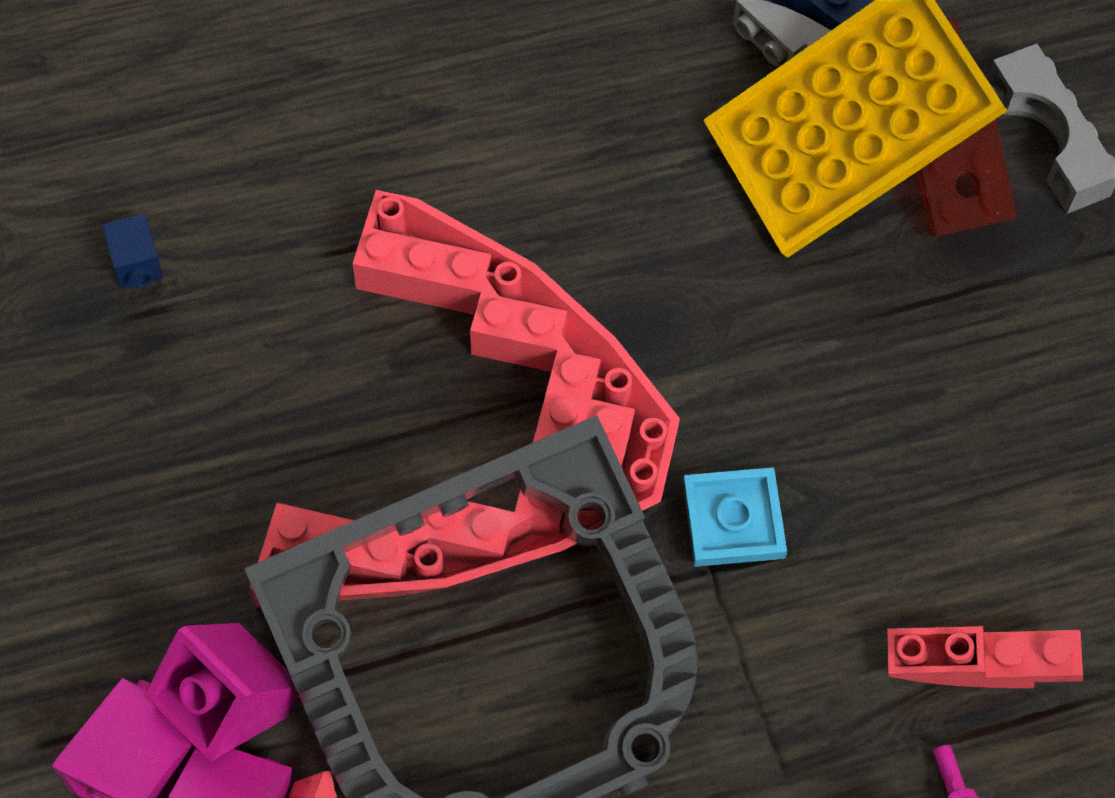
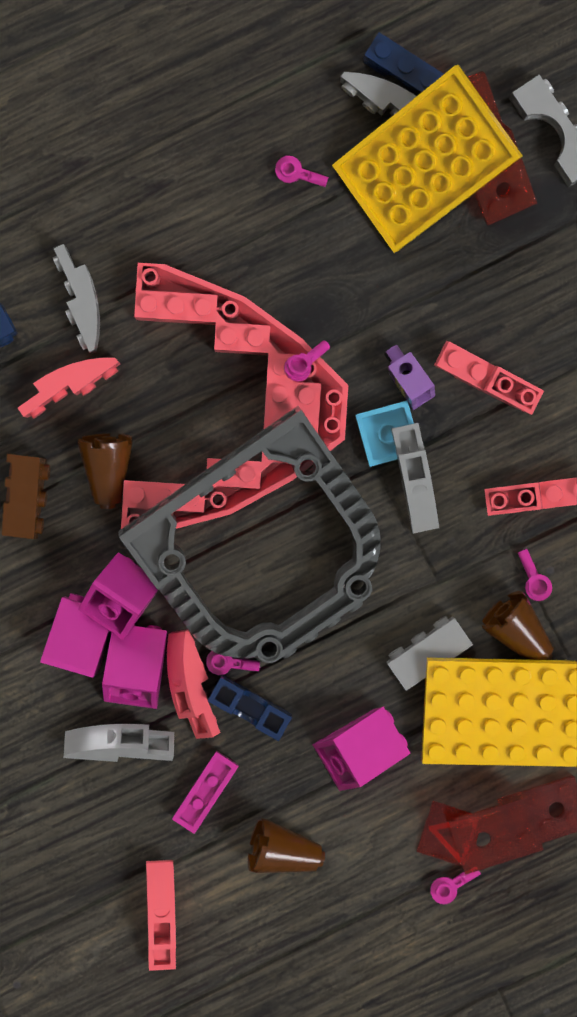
camera: 10 degrees left, 25 degrees up
(106, 506) = (25, 496): none -> reddish brown wedge
(237, 343) = (76, 376): none -> coral slope
(250, 479) = (106, 466): none -> reddish brown cone
(275, 240) = (85, 307): none -> light grey slope
(606, 366) = (299, 366): none -> dark pink plate
(638, 120) = (290, 170): none -> dark pink plate
(772, 590) = (415, 478): none -> light grey slope
(785, 434) = (415, 386): none -> medium lavender torso
(913, 461) = (488, 378): none -> coral slope

